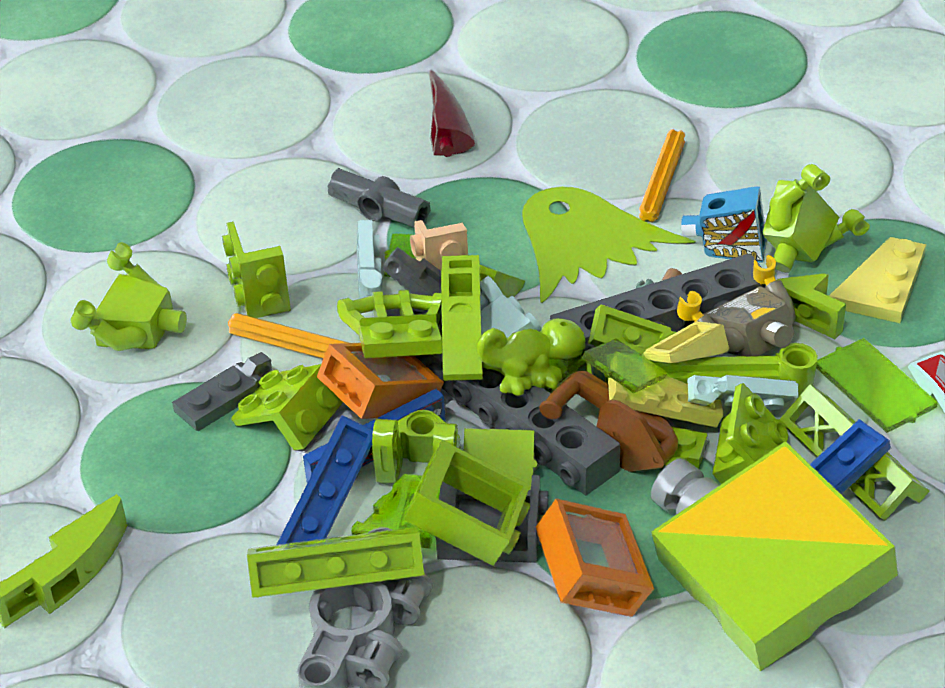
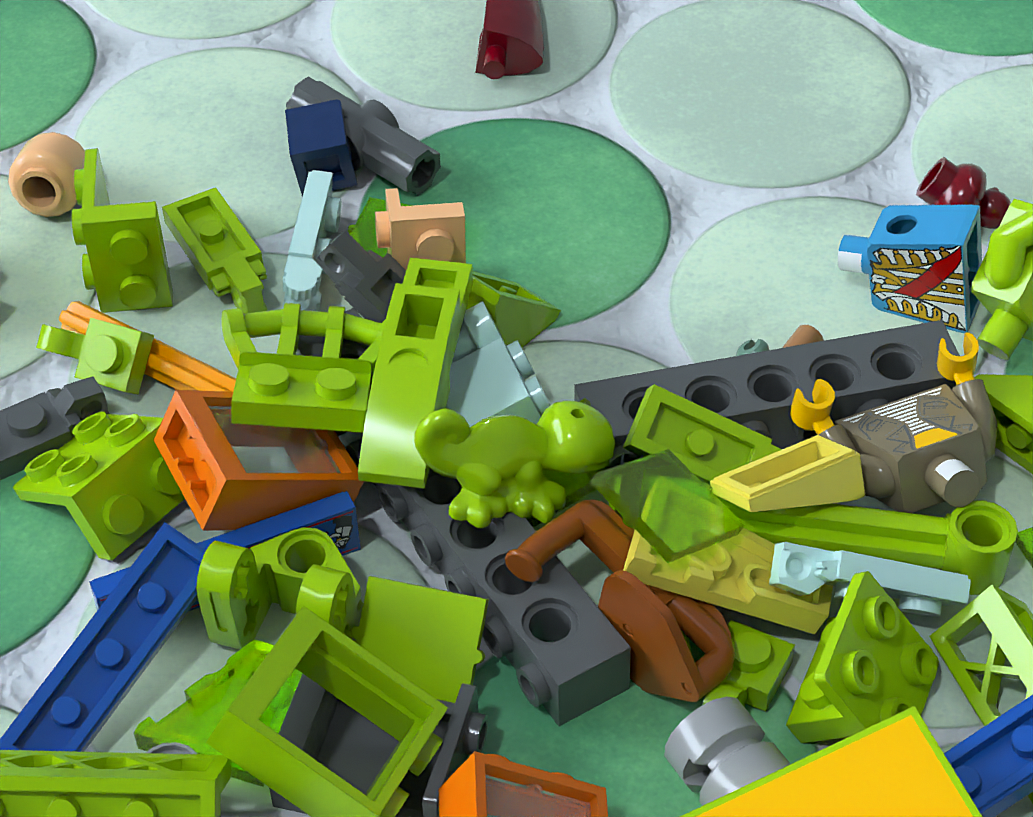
camera: 10 degrees right, 5 degrees up
(194, 245) = (44, 174): none -> light nougat head
(265, 336) = (107, 352): none -> lime plate
(314, 273) = (219, 248): none -> lime hinge
(354, 204) = (320, 143): none -> dark blue panel
(584, 235) = (681, 244): lime piece -> none
(662, 175) = (831, 158): light orange axle -> none
(744, 178) = (963, 186): none -> dark red animal

